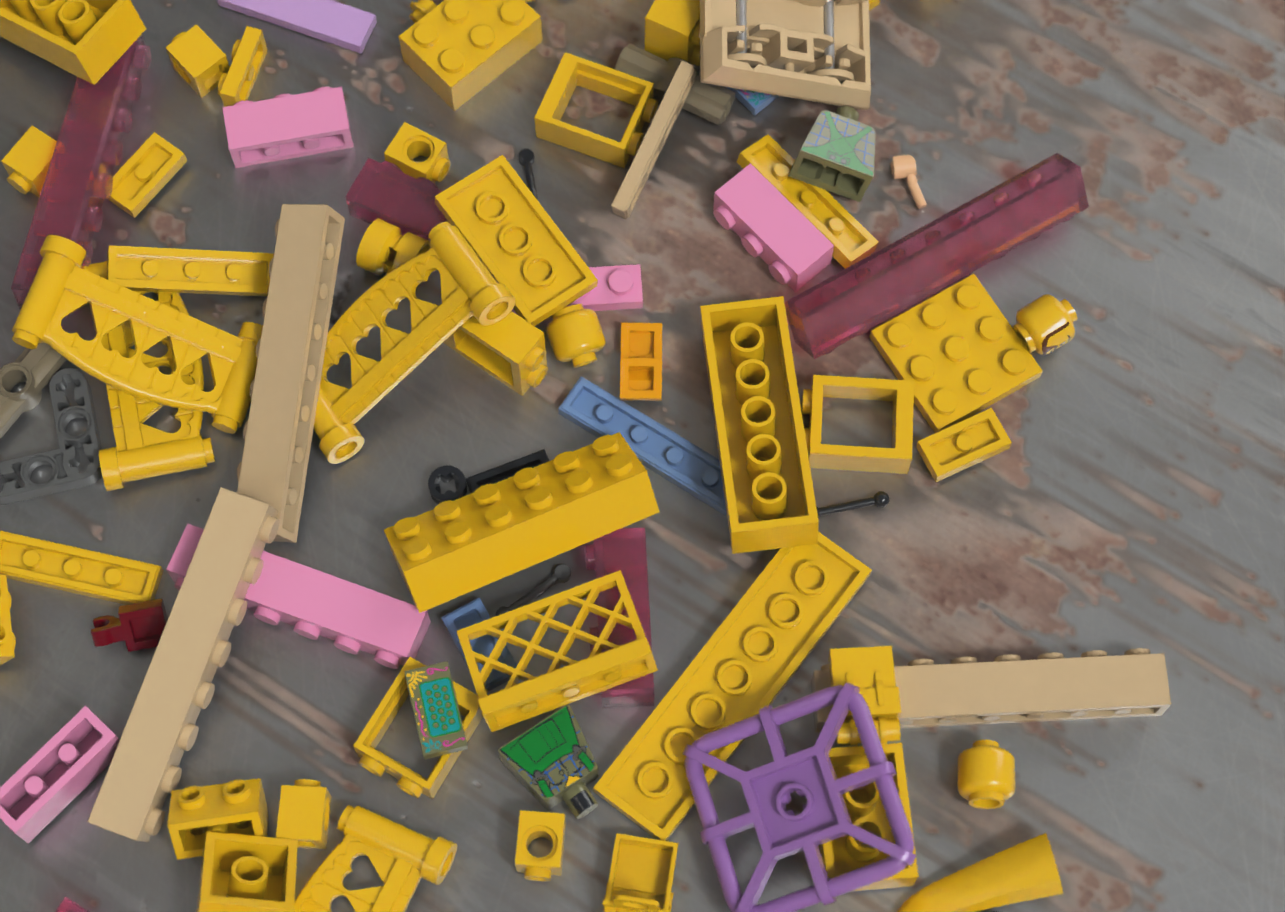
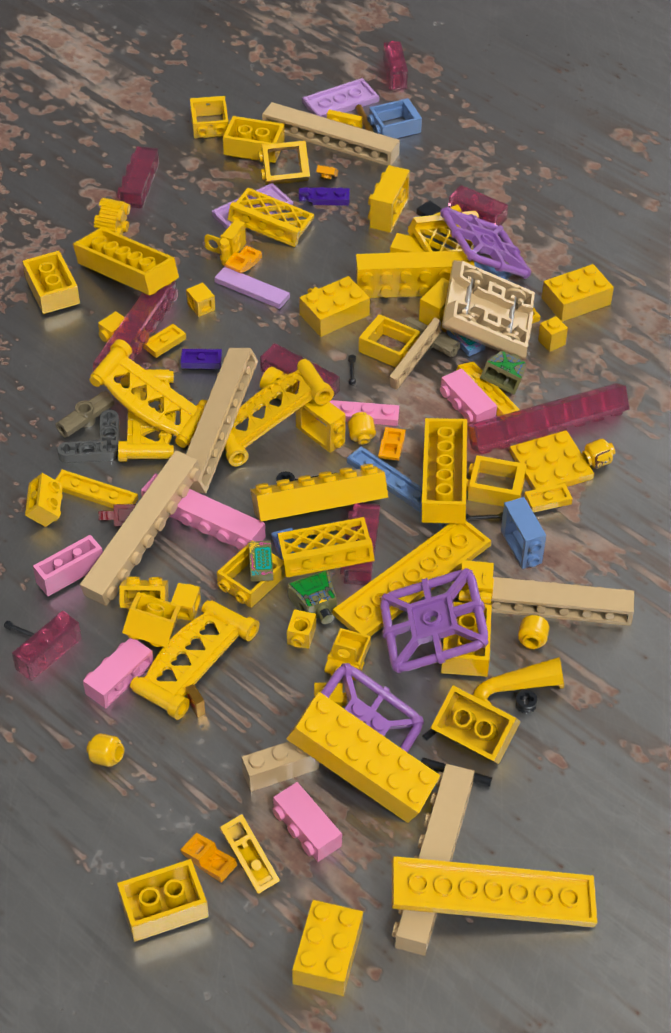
camera: 10 degrees right, 20 degrees down
(189, 270) = (179, 376): yellow plate -> none
(227, 209) = (201, 359): none -> dark purple plate
(246, 63) = (221, 306): yellow plate -> none
(287, 127) = (237, 330): bright pink brick -> none
(413, 142) = (299, 345): yellow brick -> none
(516, 240) = (349, 389): yellow plate -> none
(905, 167) = (539, 384): light nougat hand -> none
(912, 42) = (552, 334): none -> yellow brick
(933, 550) = (523, 533): none -> medium blue window

